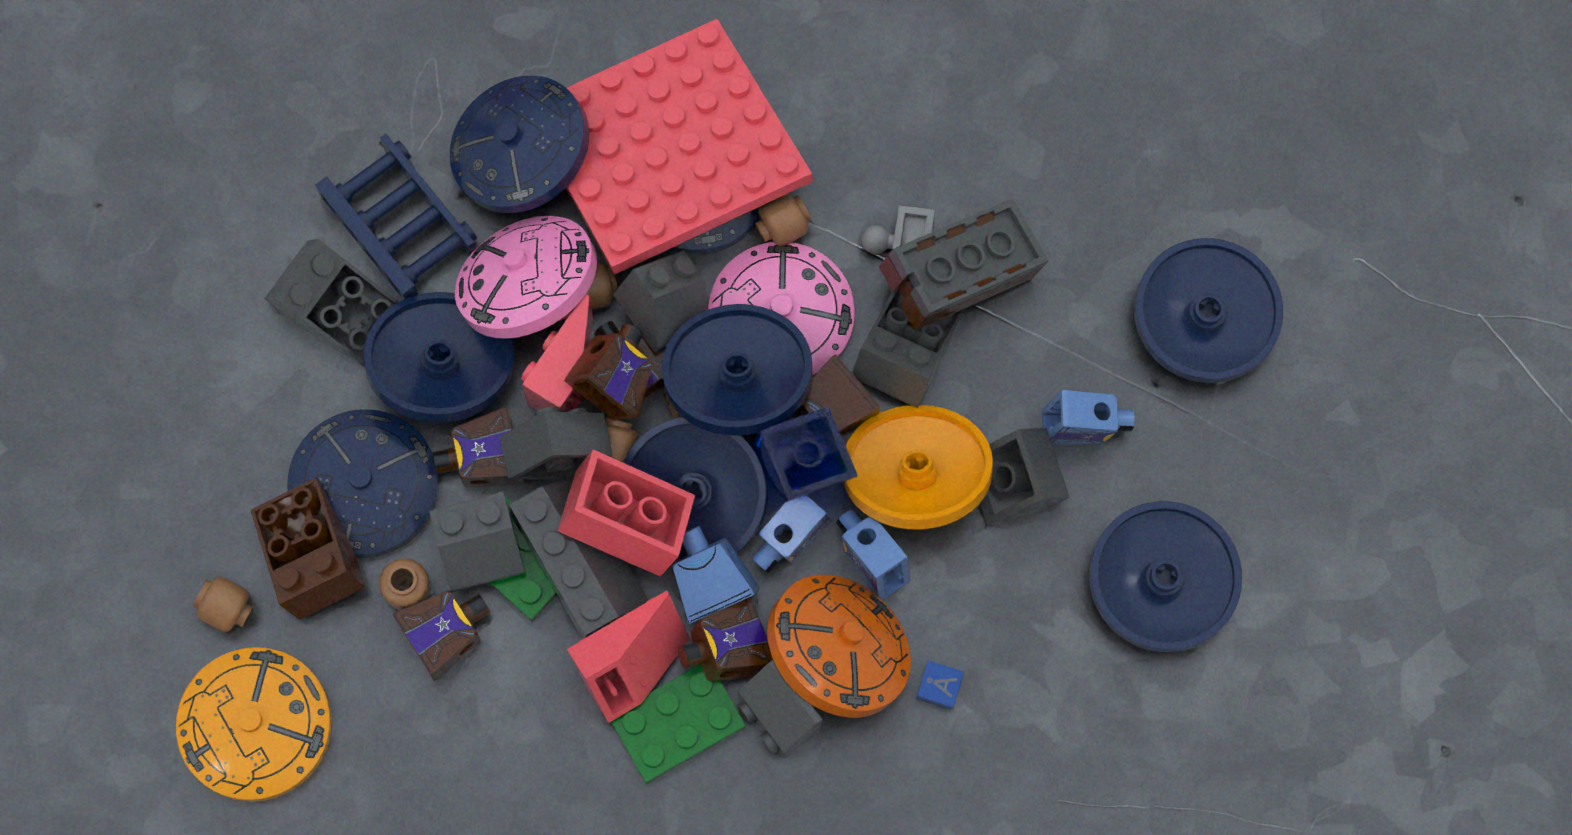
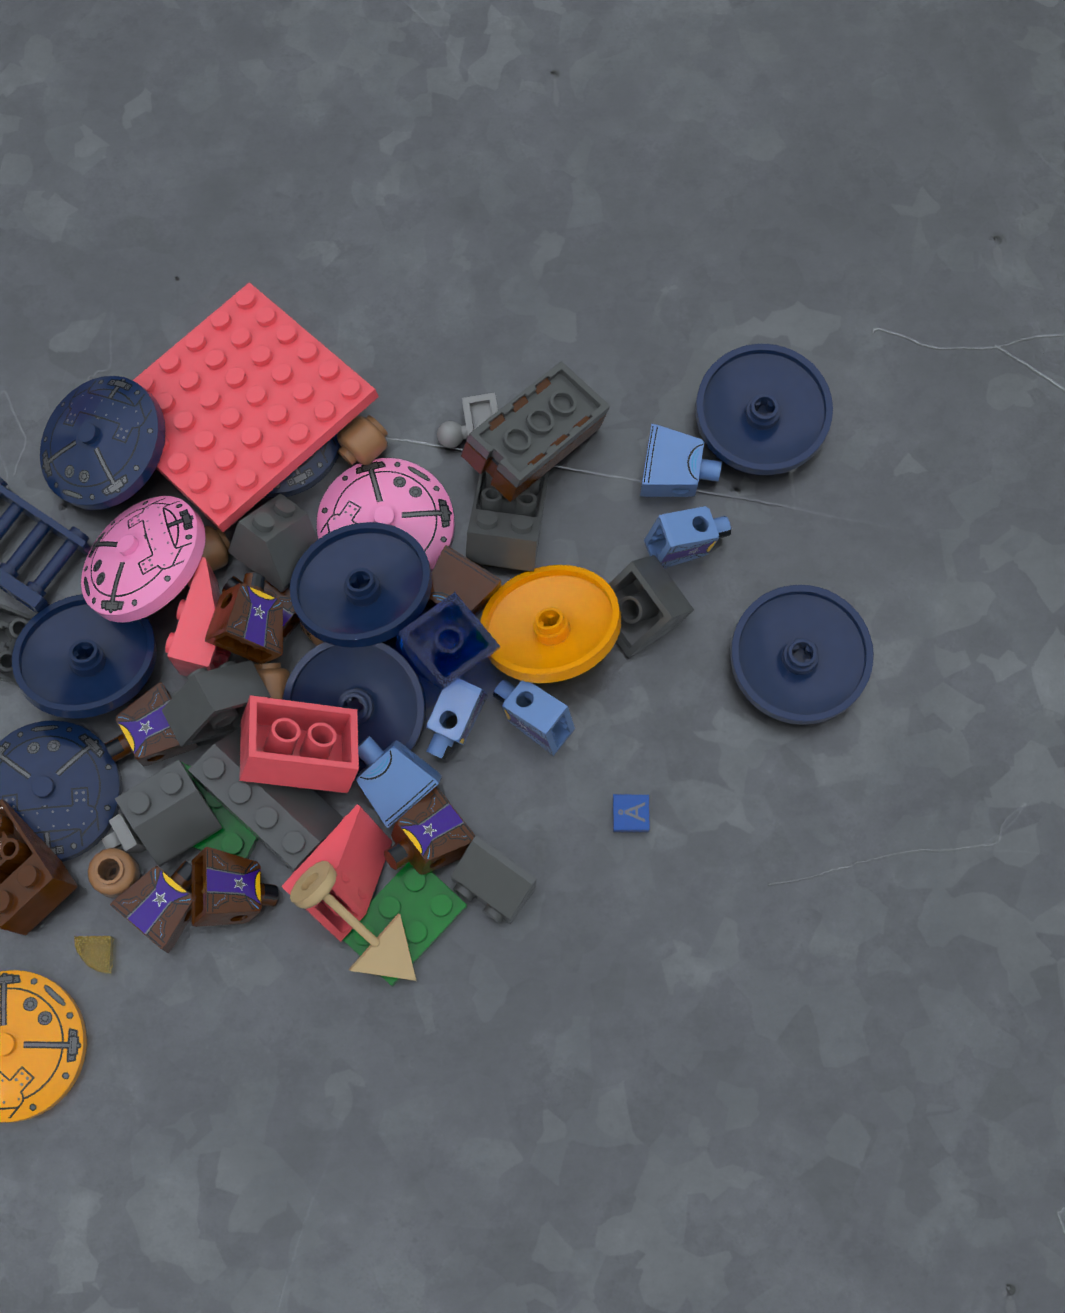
camera: 15 degrees left, 0 degrees up
(363, 657) = (96, 952): none -> clear yellow tile
(426, 550) = (123, 836): none -> light grey tile
(512, 635) = (227, 889): none -> reddish brown torso
(651, 747) = (387, 953): none -> tan piece
(839, 646) = (530, 806): orange dish -> none
(1098, 340) = (675, 464): none -> medium blue torso

